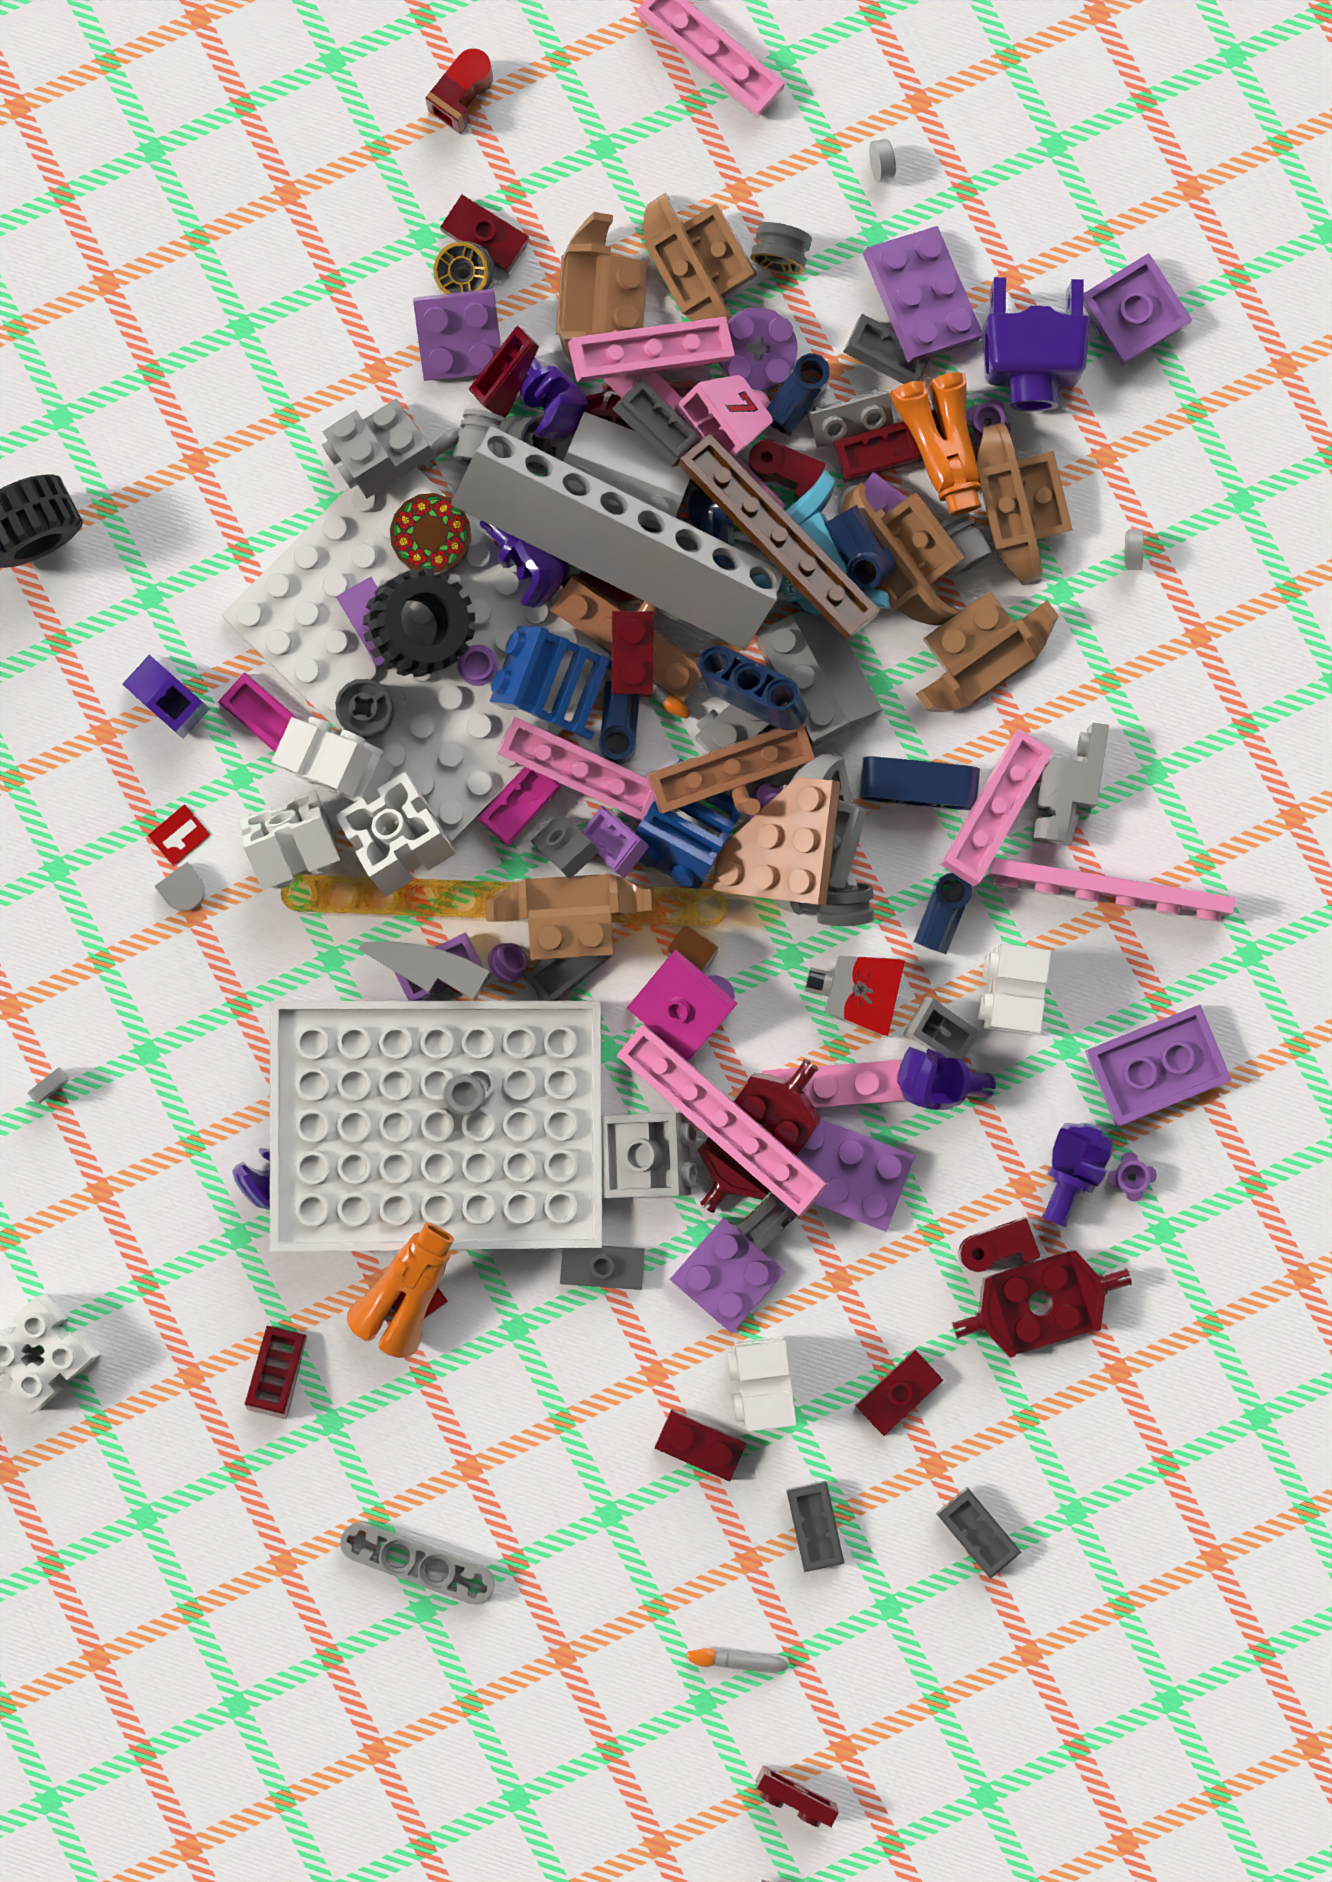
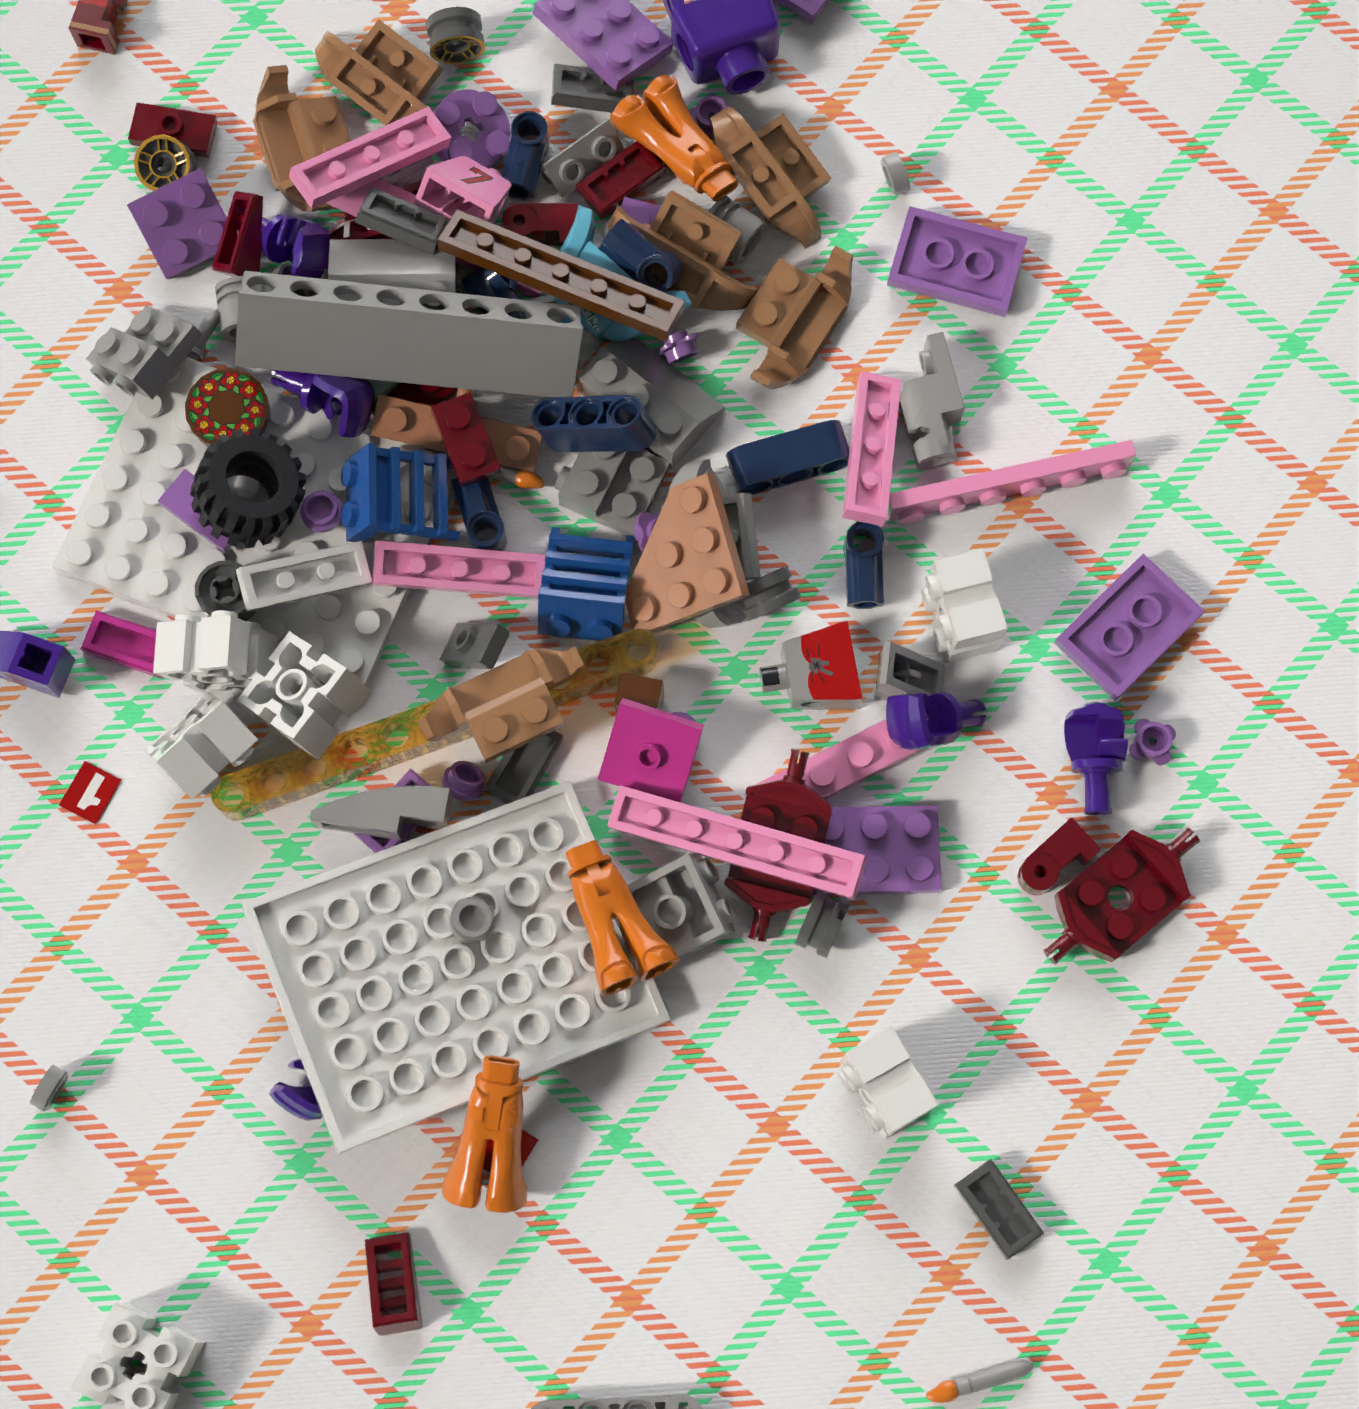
camera: 25 degrees left, 10 degrees down
(182, 888) = (113, 841): light grey tile -> none
(438, 723) = (303, 576): none -> white plate
(518, 805) = (414, 628): dark pink plate -> none
(586, 1119) = (606, 897): none -> orange piece
(603, 1267) = (679, 1039): dark grey plate -> none
(615, 841) = (526, 621): medium lavender plate -> none
(700, 1445) = (849, 1177): dark red plate -> none
(727, 1275) = (805, 997): medium lavender plate -> none
(730, 770) = (605, 509): nougat plate -> none
(866, 639) = (679, 347): none -> medium lavender plate
(899, 1392) = (1022, 1042): dark red plate -> none
(978, 1532) = (1161, 1147): dark grey plate -> none
(1154, 658) = (957, 261): none -> medium lavender plate

